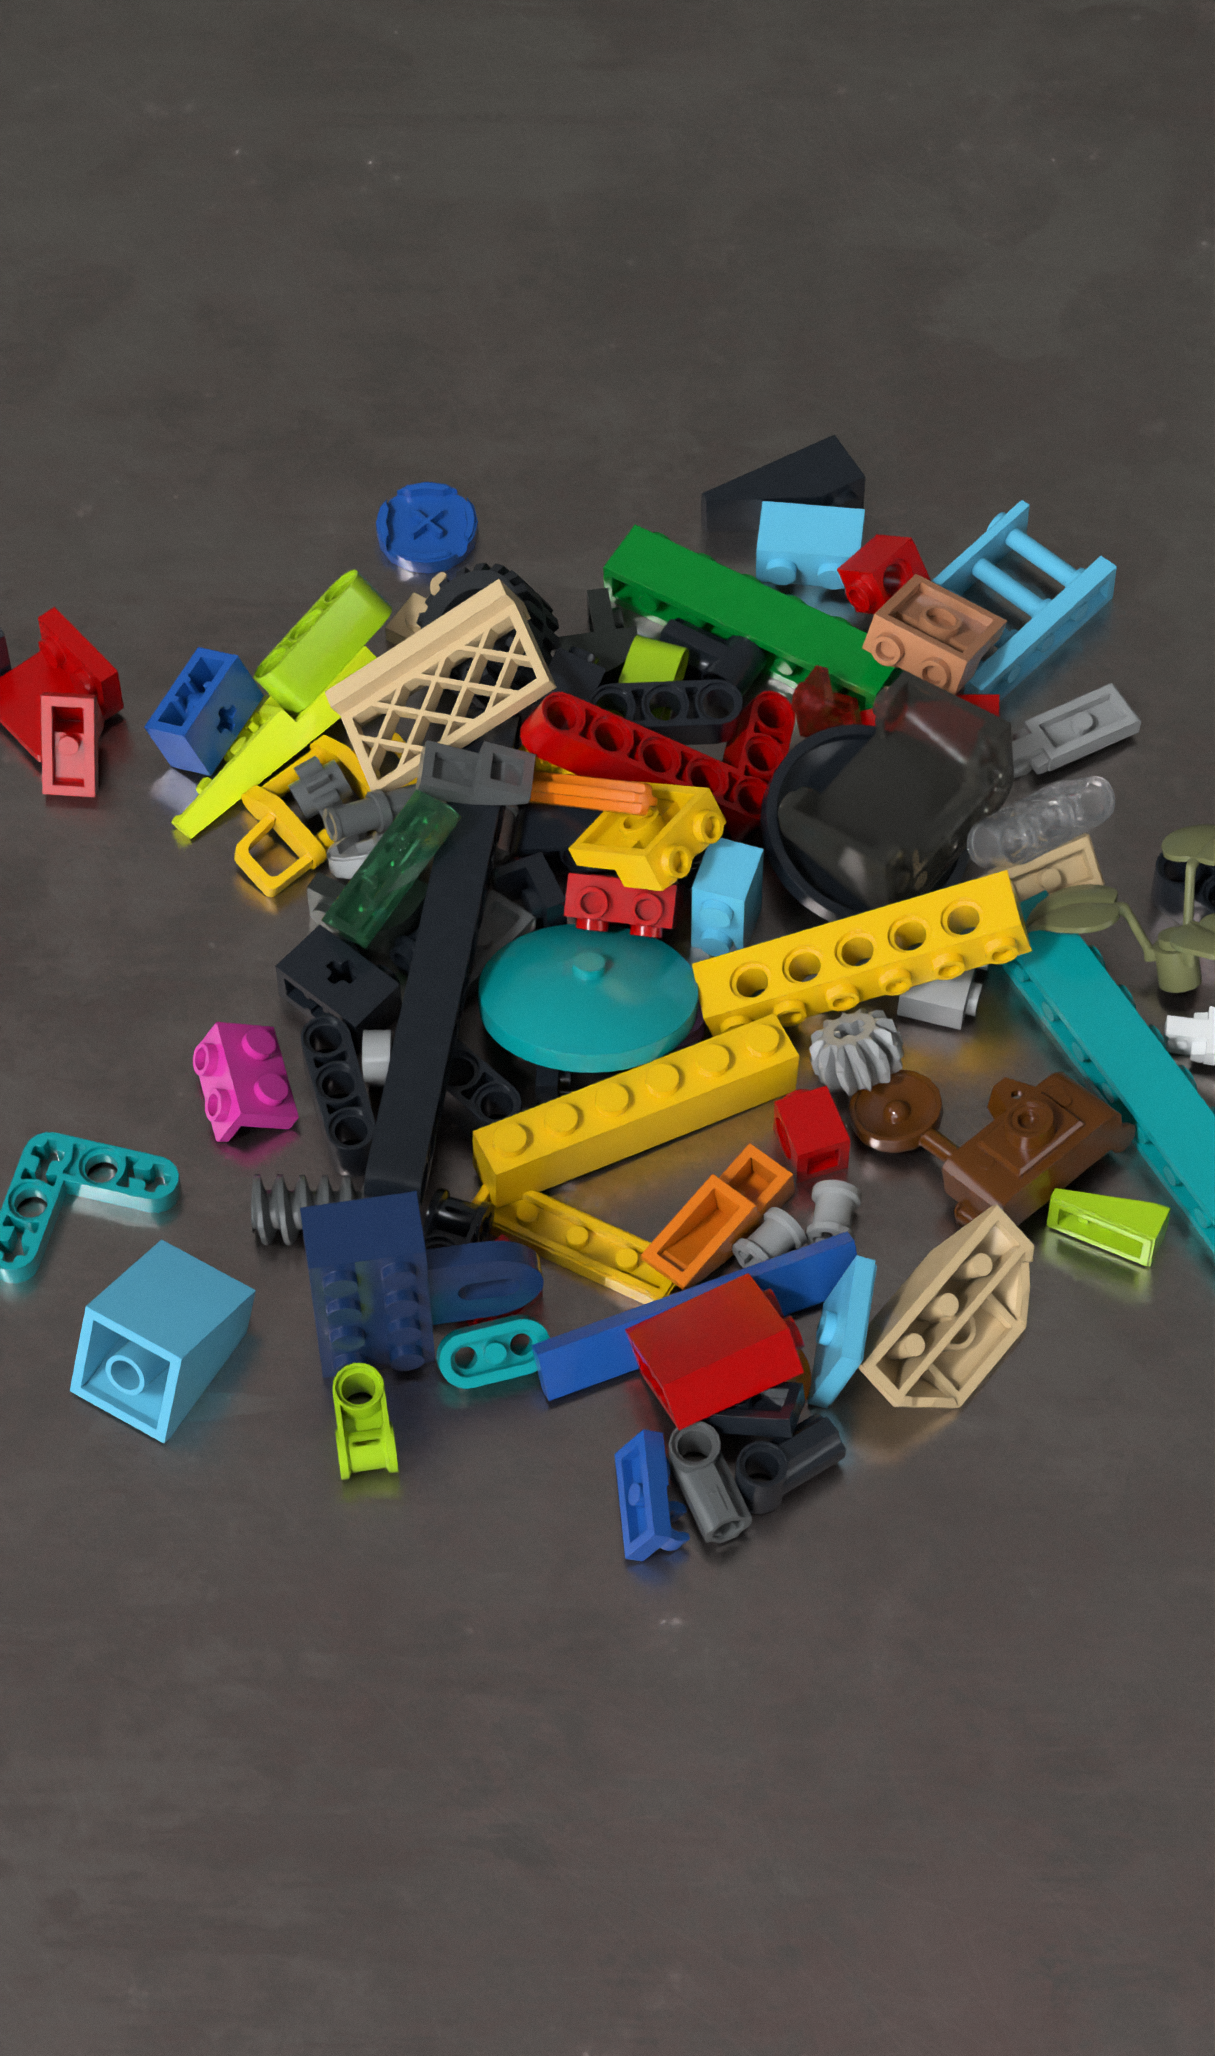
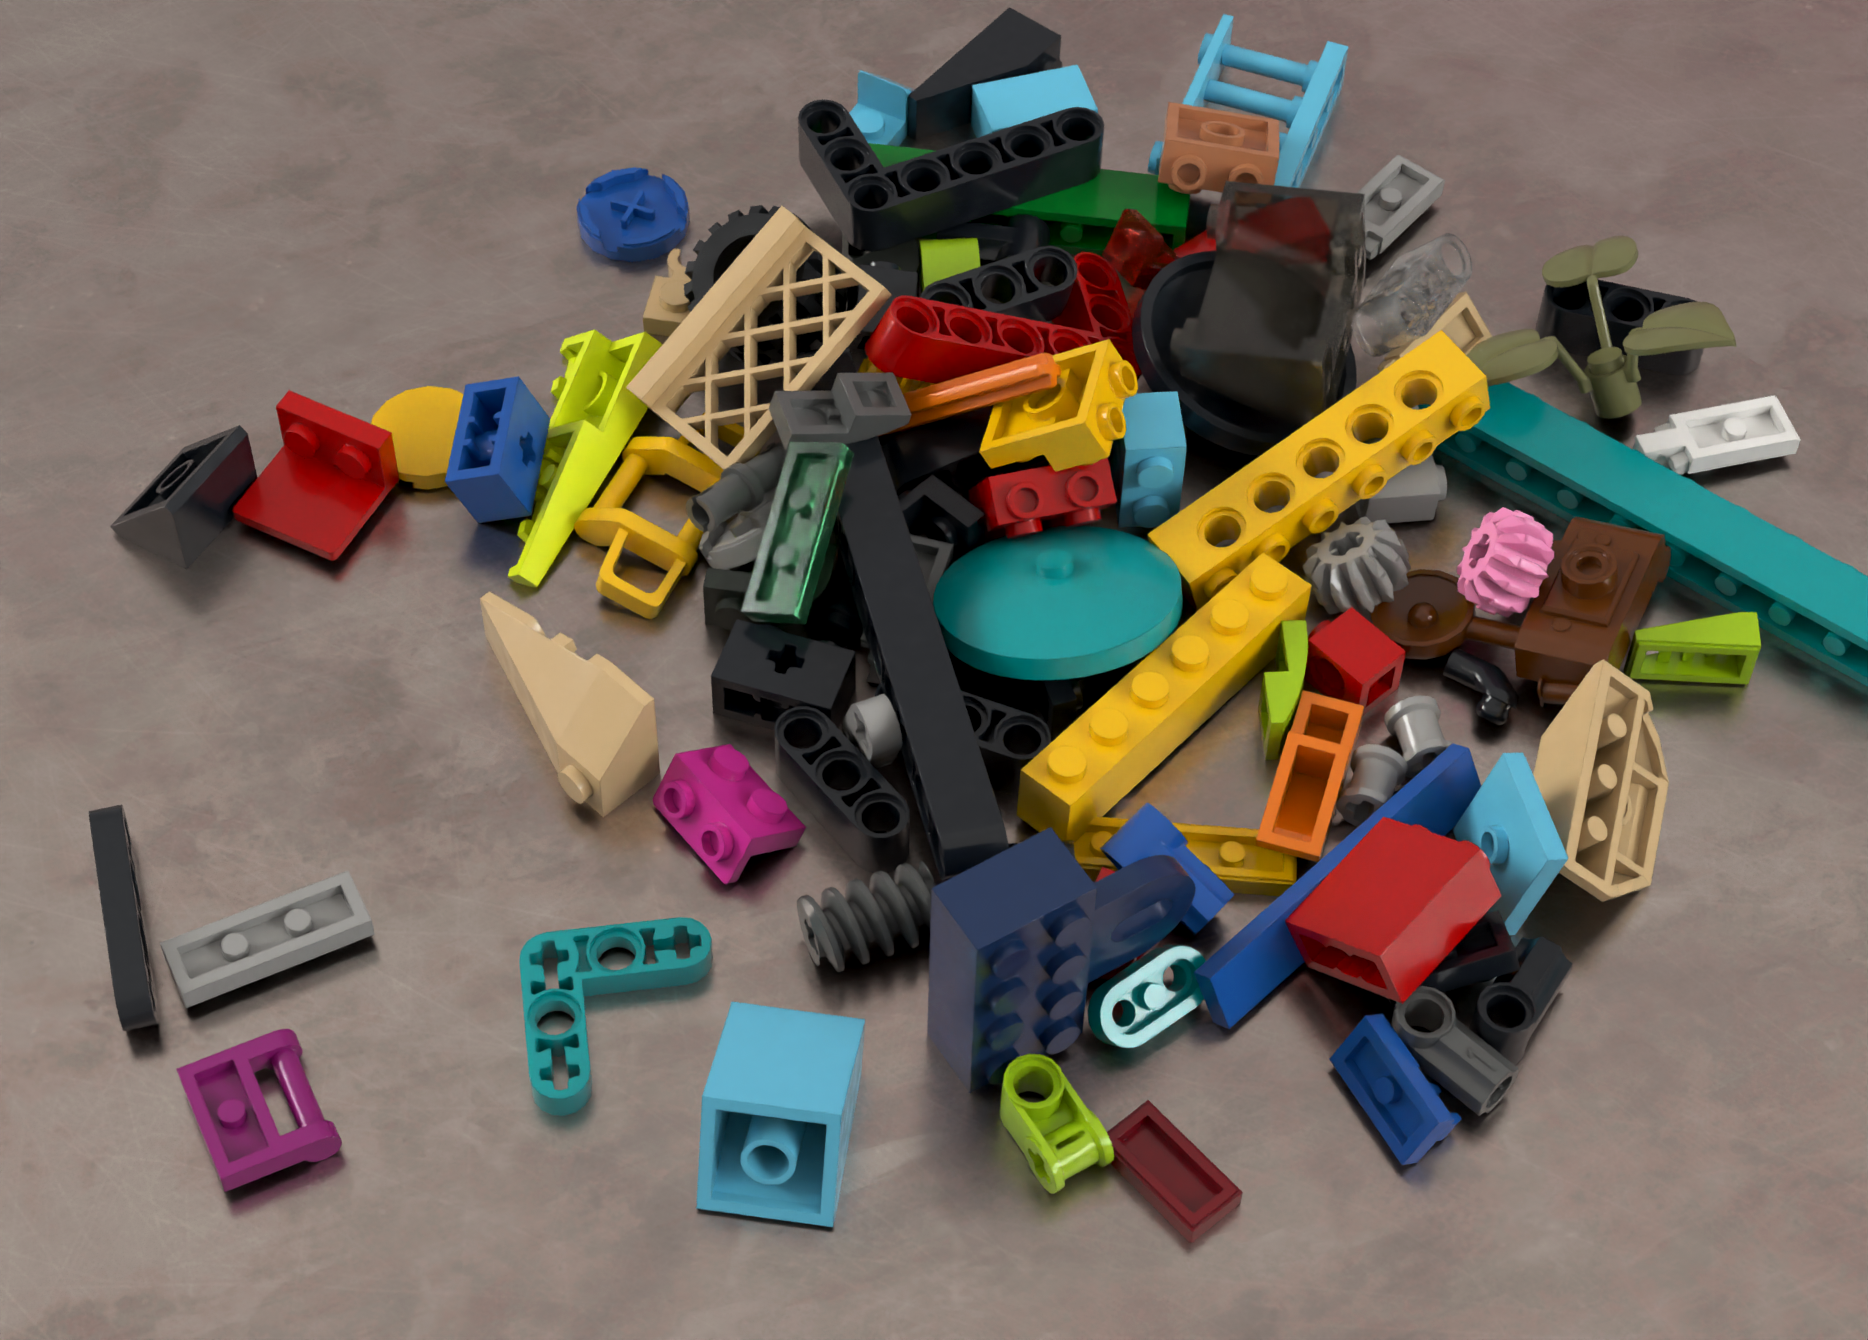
camera: 25 degrees left, 5 degrees down
(70, 743) = (367, 524): slope -> none
(150, 668) = (422, 432): none -> yellow tile
(162, 965) = (584, 711): none -> tan wedge
(319, 787) = (660, 488): dark grey gear -> none
(322, 642) = (595, 342): lime beam -> none
(441, 1495) = (1171, 1172): none -> dark red tile
(556, 1237) = (1152, 834): none -> blue piece
(675, 505) = (881, 109): none -> medium azure slope
(689, 592) = (945, 187): none -> black beam
(734, 1135) = (1283, 688): none -> lime slope
(880, 571) = (1133, 116): red brick -> none
(921, 1192) = (1486, 679): none -> black arm
(968, 1092) = (1505, 562): none -> bright pink gear

